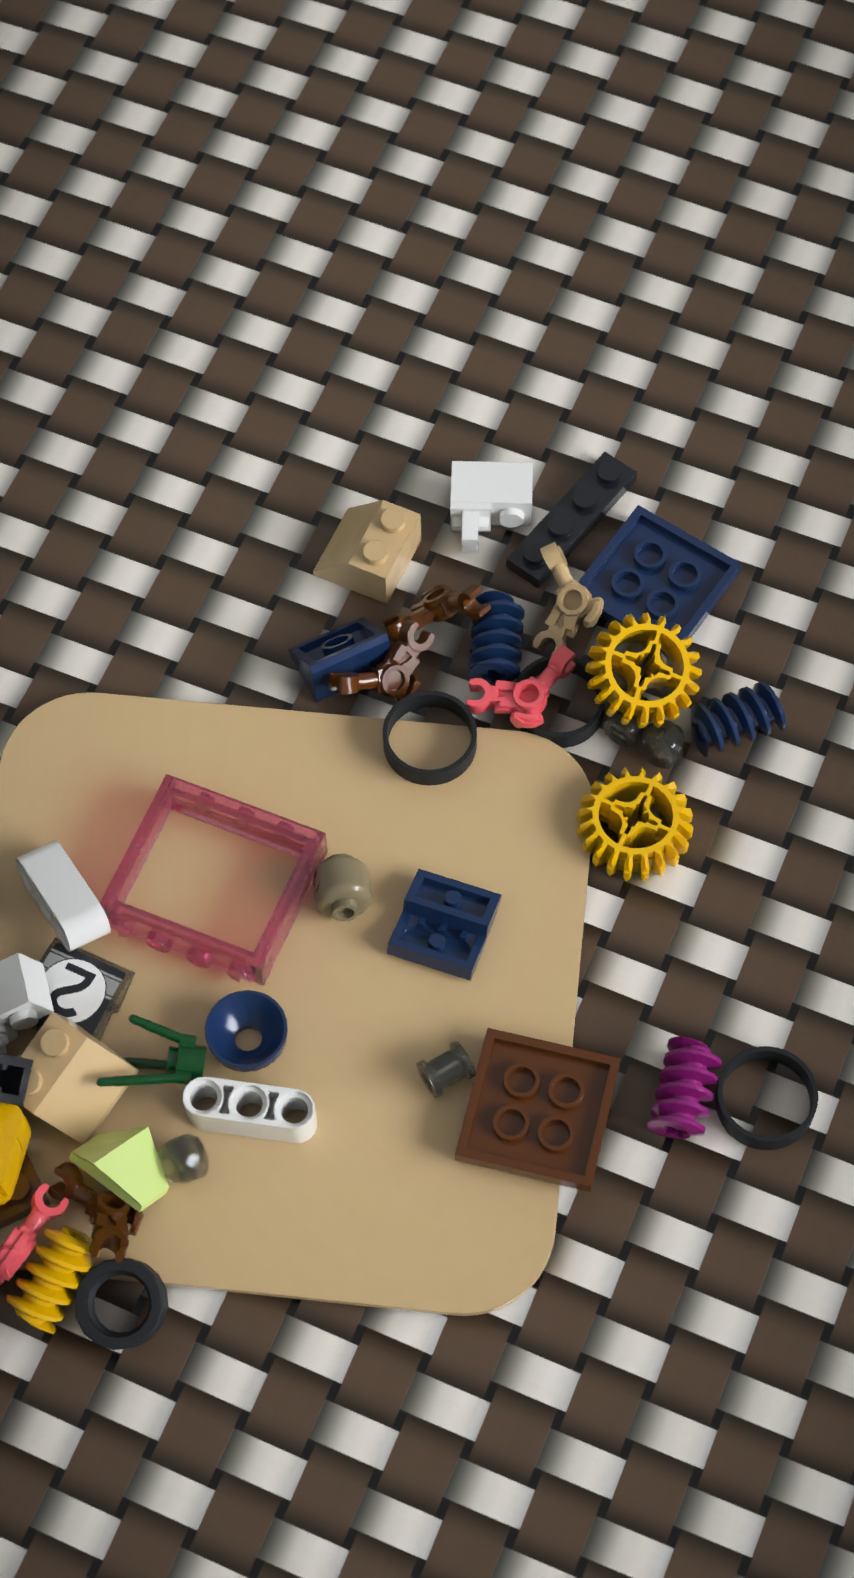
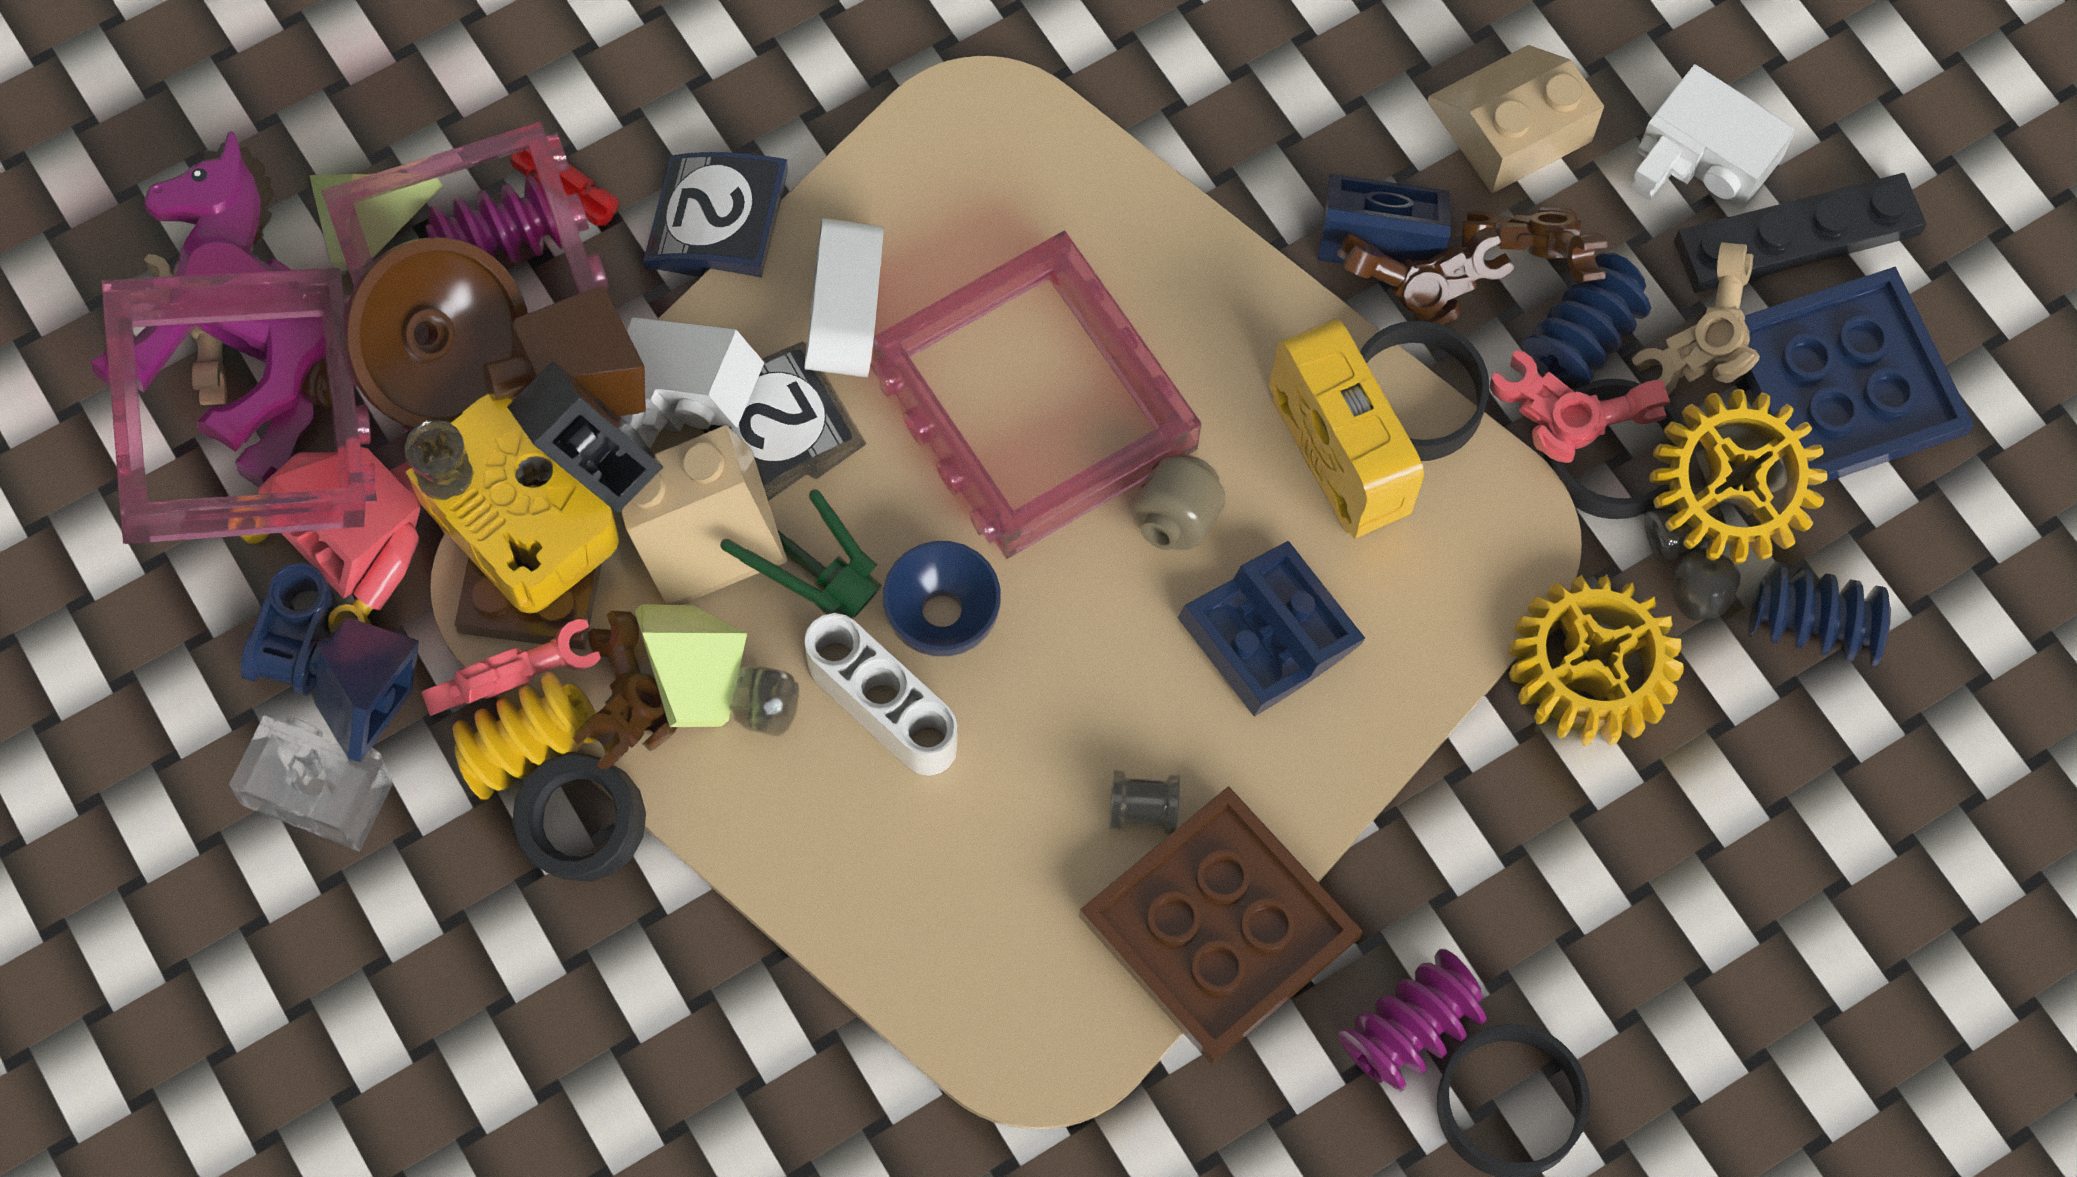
camera: 30 degrees right, 5 degrees up
(408, 783) = (1345, 428): none -> yellow axle

